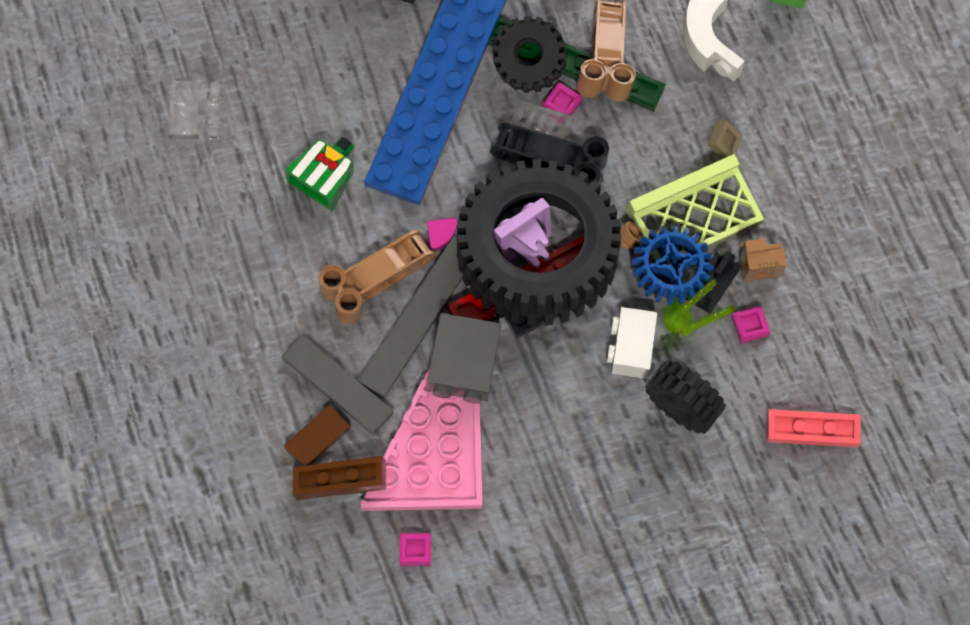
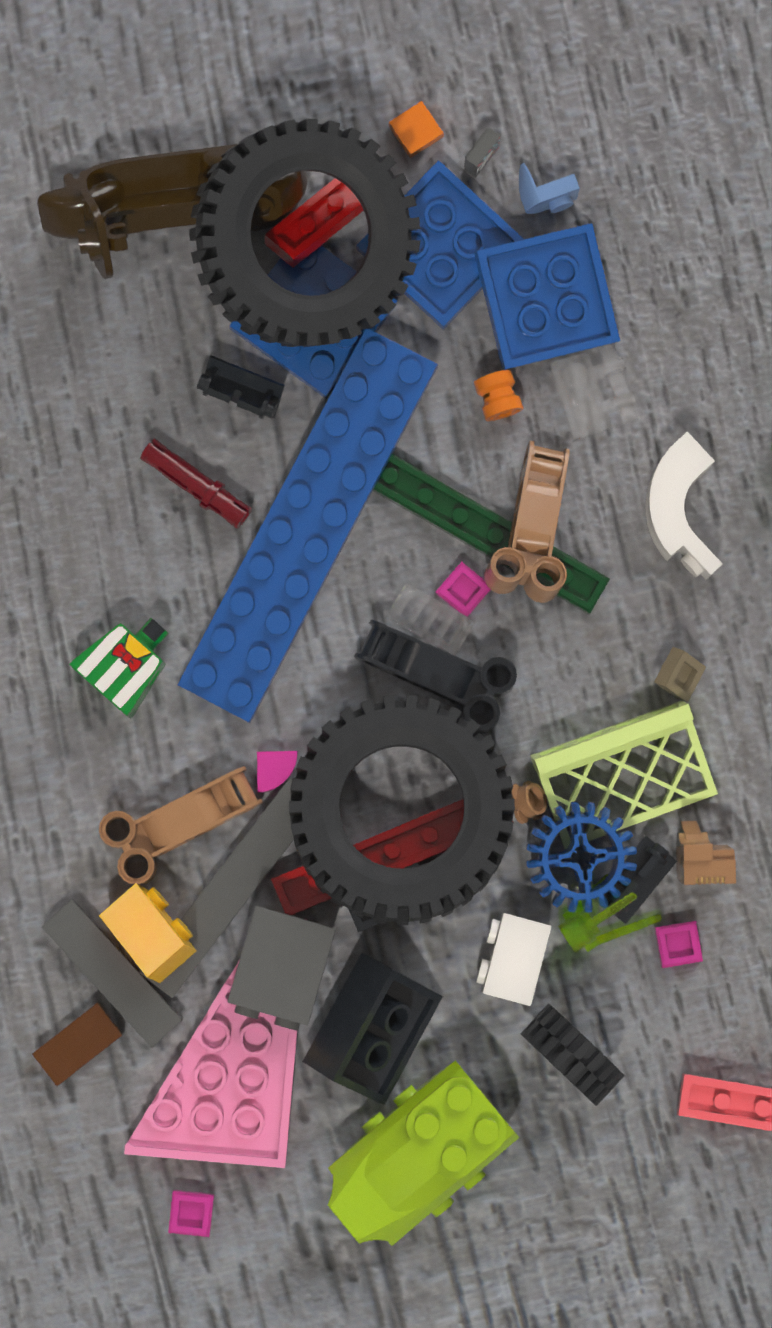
camera: 10 degrees right, 15 degrees up
(339, 478) = (99, 1112): reddish brown plate -> none
(362, 347) = (149, 932): none -> yellow brick
(371, 52) = (187, 477): none -> dark red pin
(525, 234) = (385, 795): lavender plate -> none
(529, 76) = (431, 492): black tyre -> none
(535, 401) = (372, 1029): none -> black slope
(585, 481) = (417, 1157): none -> lime slope

